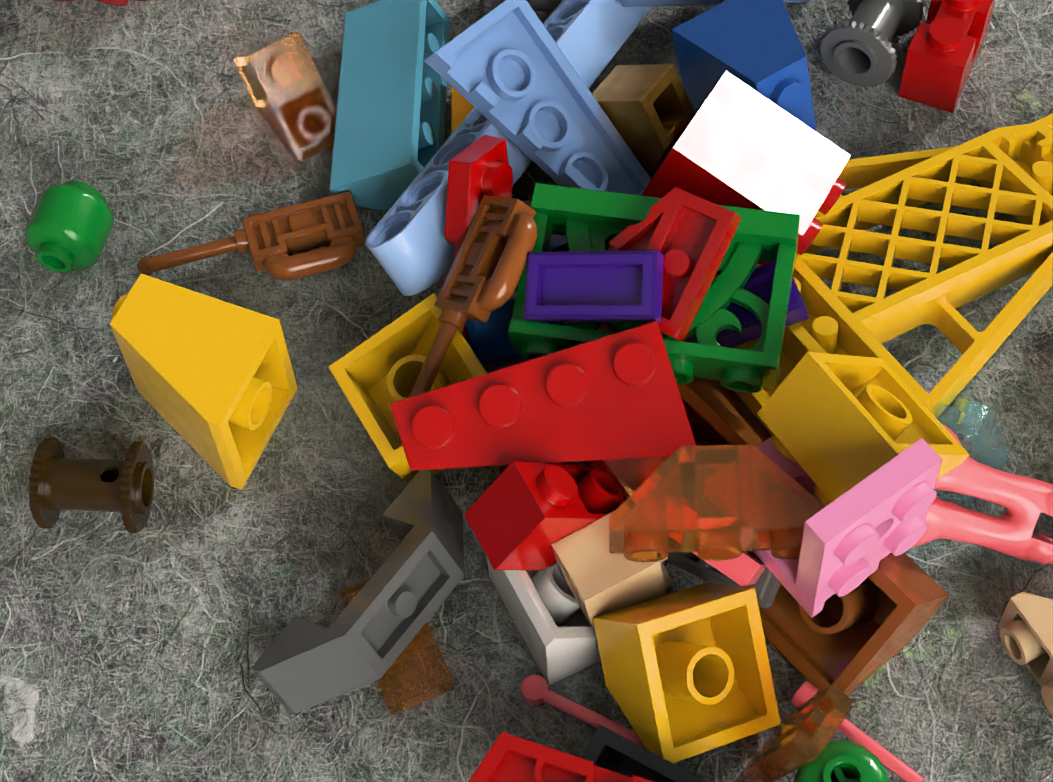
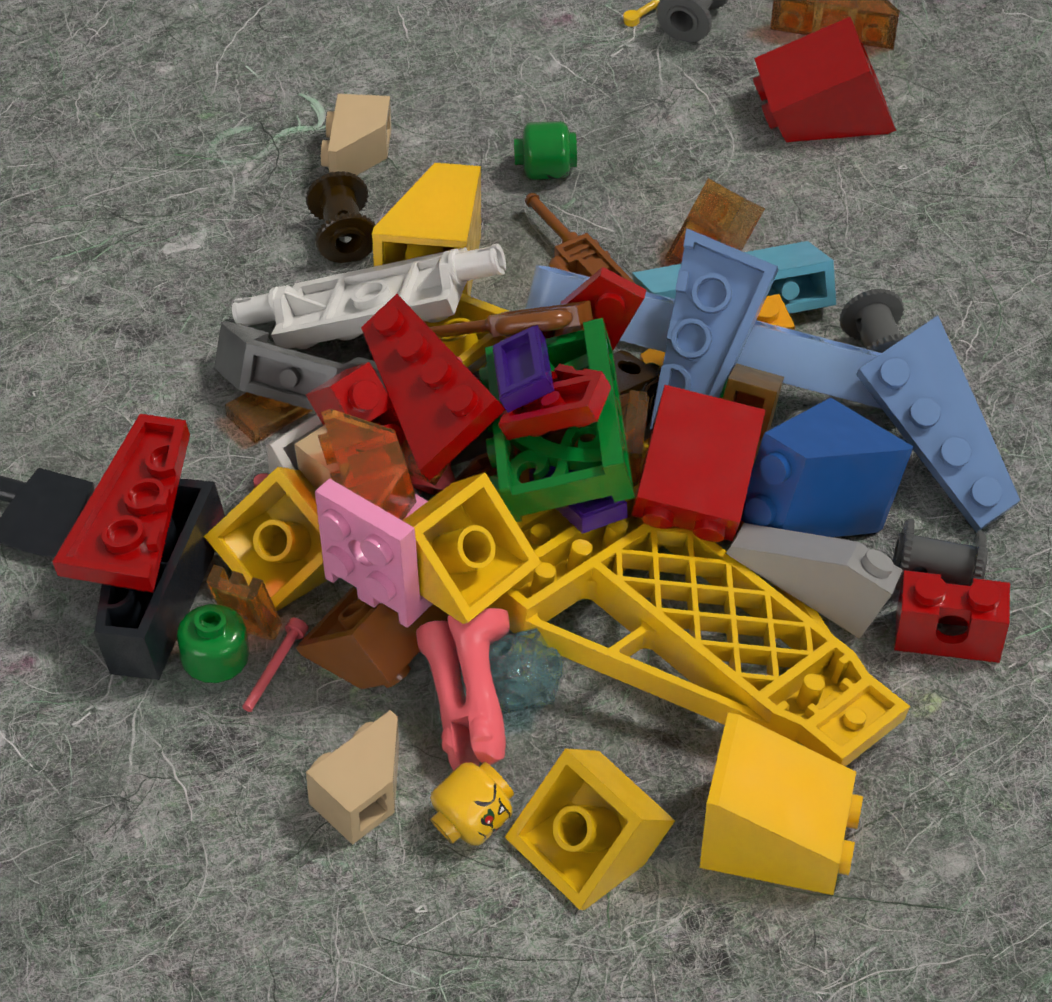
camera: 70 degrees right, 10 degrees down
(293, 471) = (344, 302): none -> white plate
(892, 117) = (823, 572): none -> light grey slope

